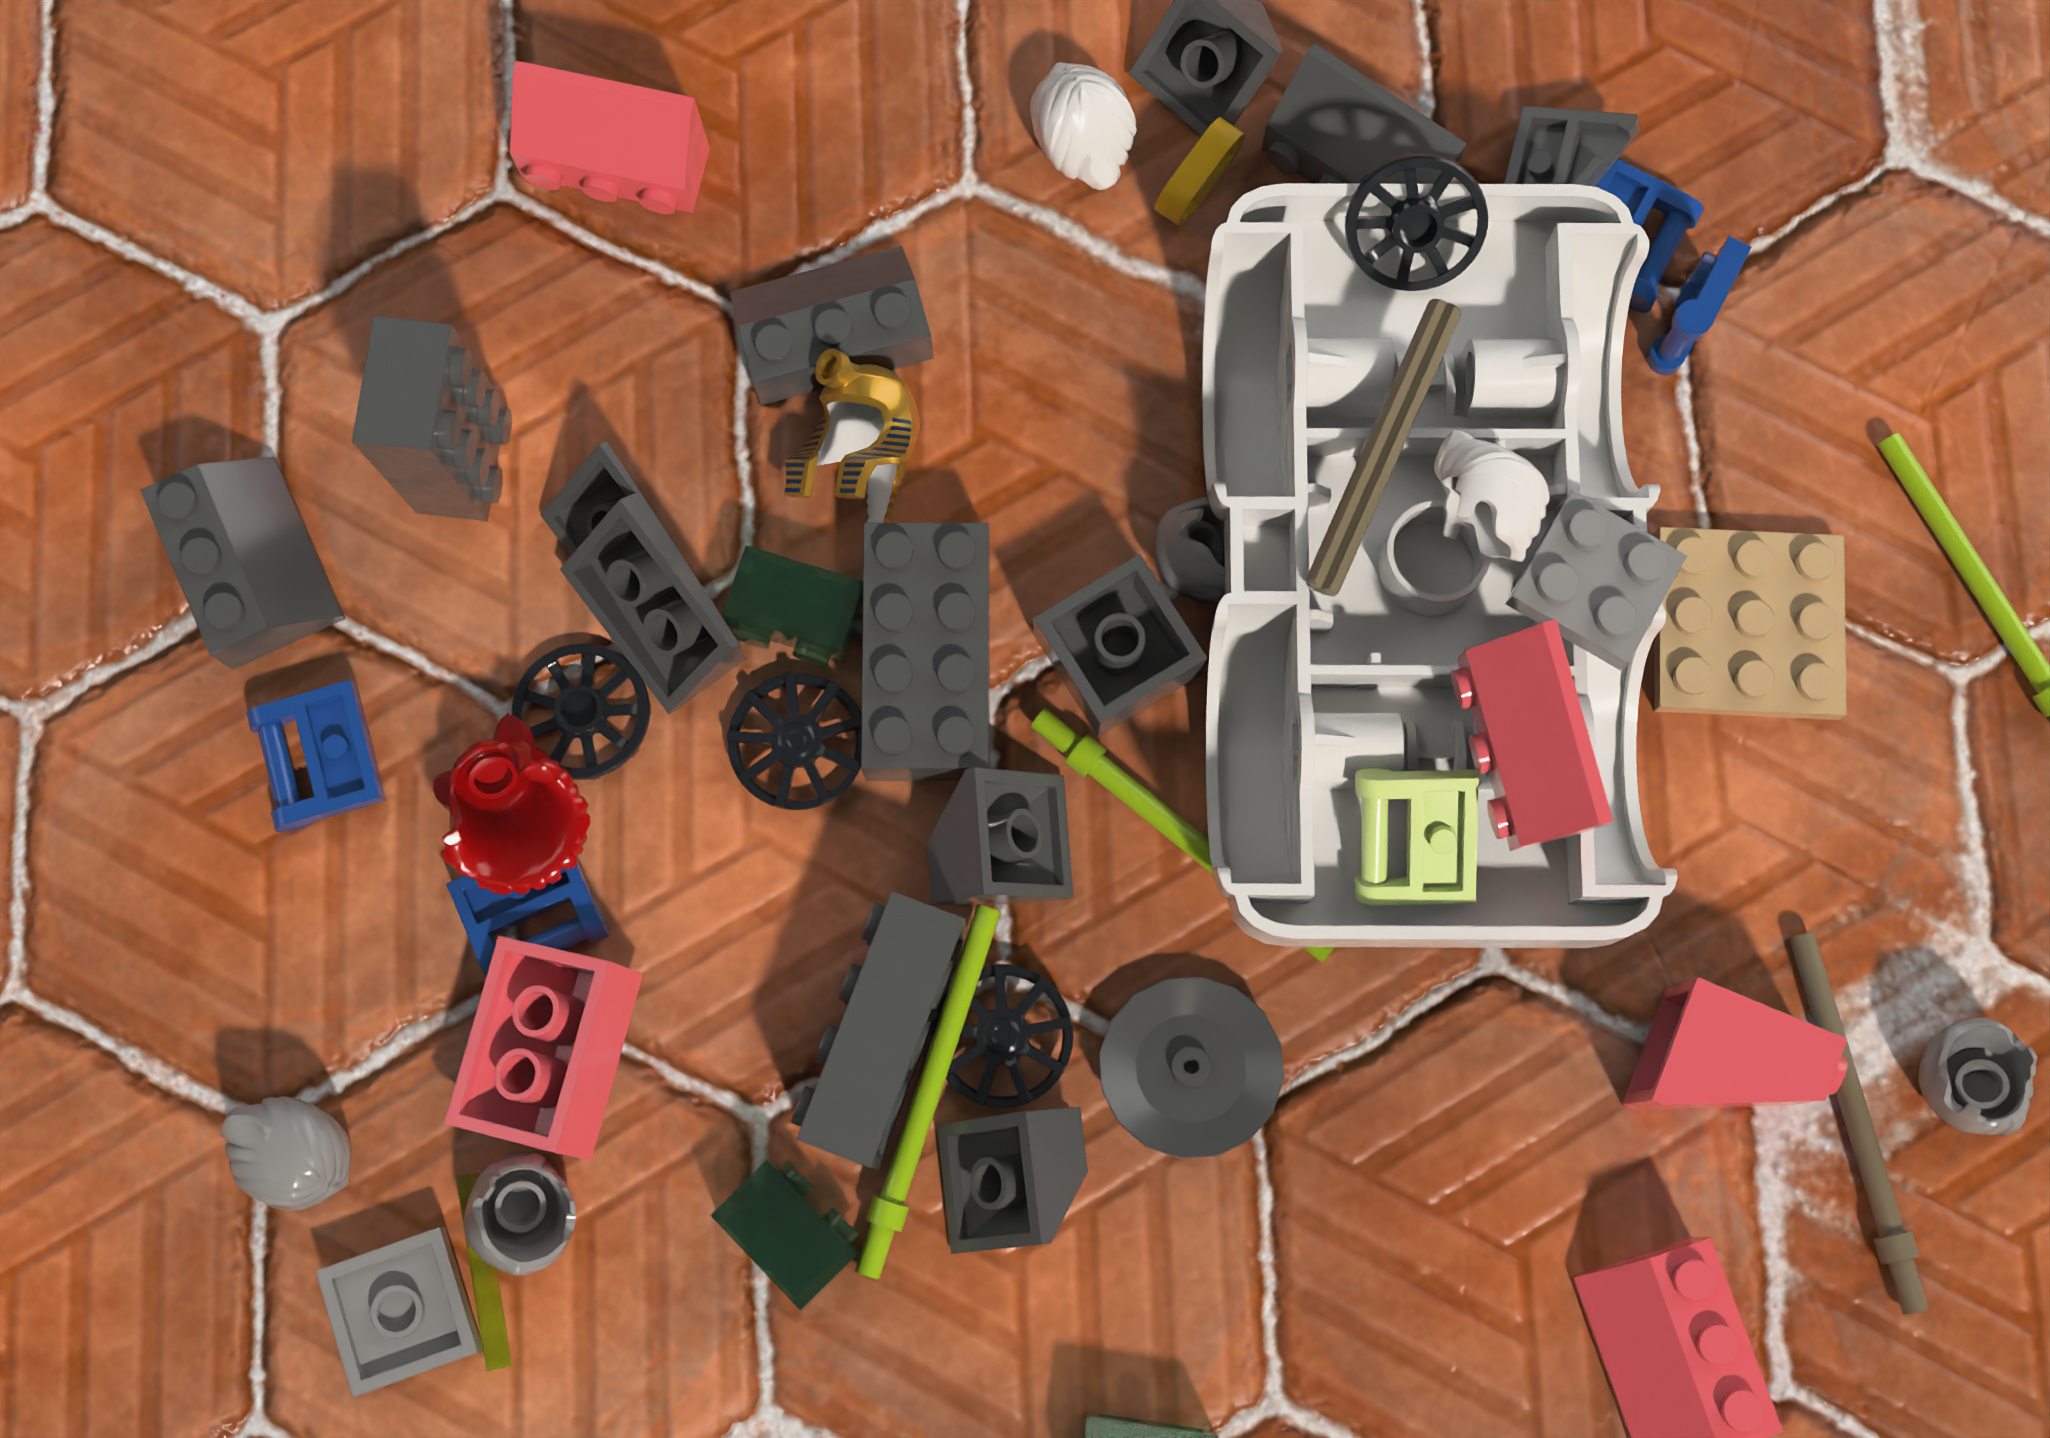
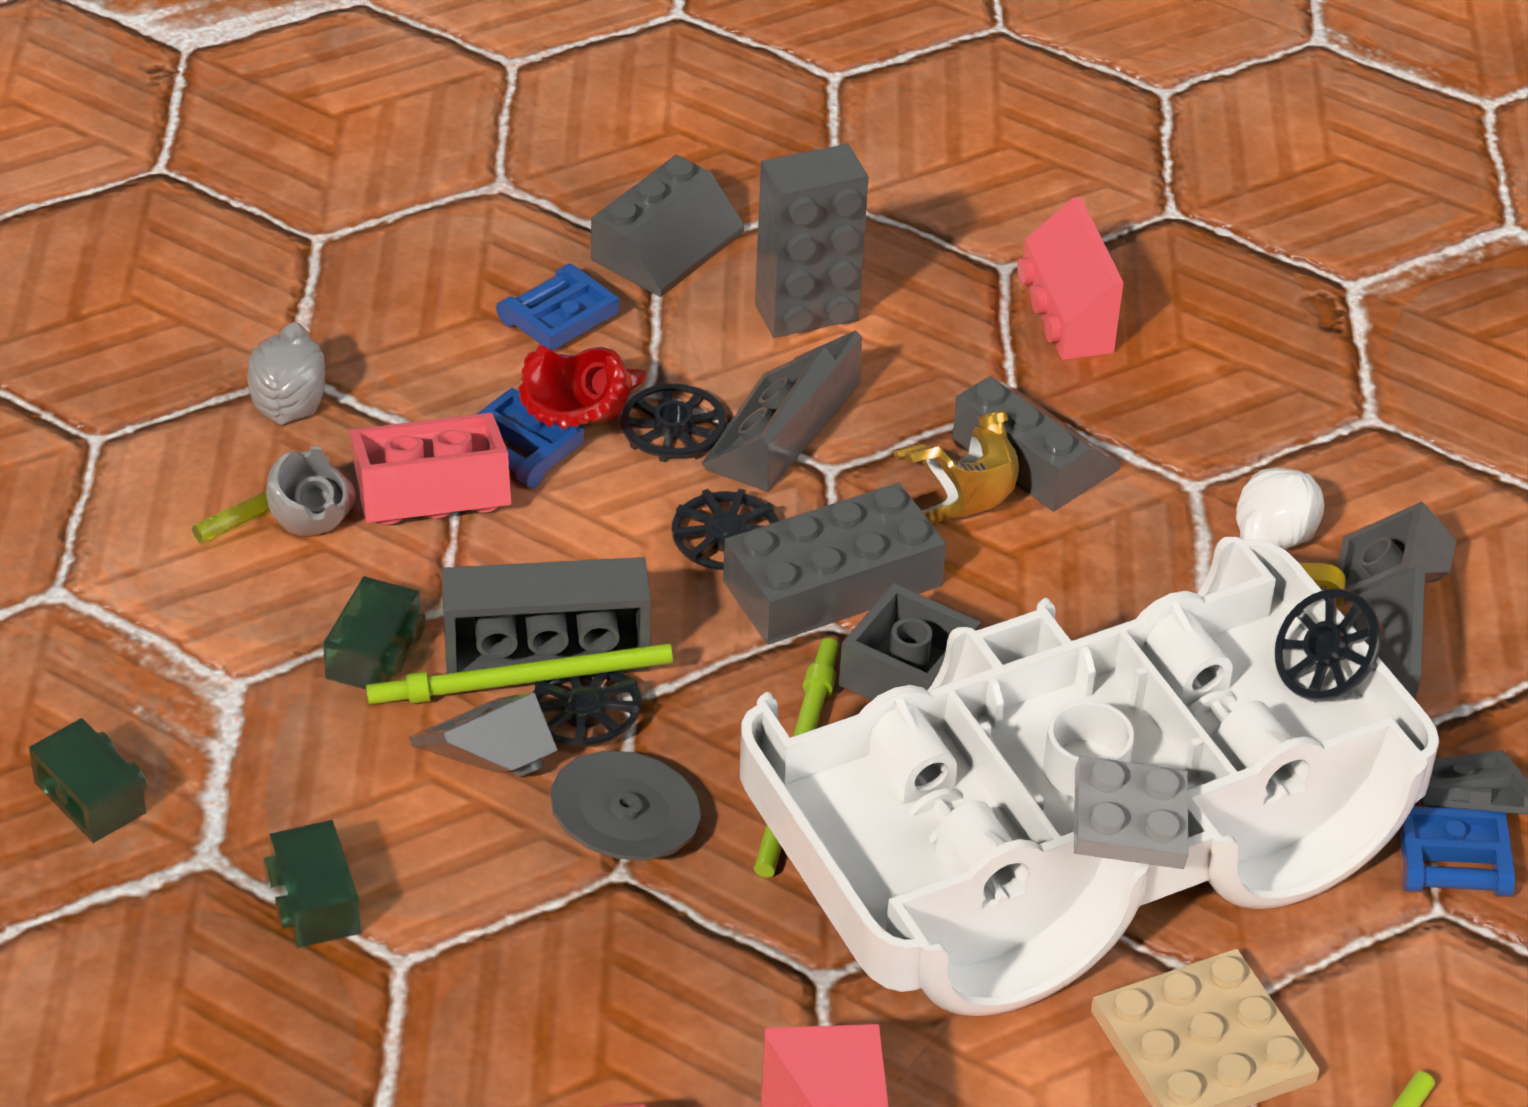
camera: 60 degrees right, 35 degrees down
(398, 1311) = (208, 468): light grey plate -> none
(794, 606) = (814, 474): clear green brick -> none
(1001, 841) = (728, 649): dark grey slope -> none
(1383, 447) = (1140, 663): dark tan axle -> none
(1439, 837) = (878, 806): yellowish green plate -> none
(1493, 493) = (1143, 713): white hair -> none
(1531, 737) = (980, 796): coral slope -> none
(1697, 305) = (1439, 894): blue plate -> none

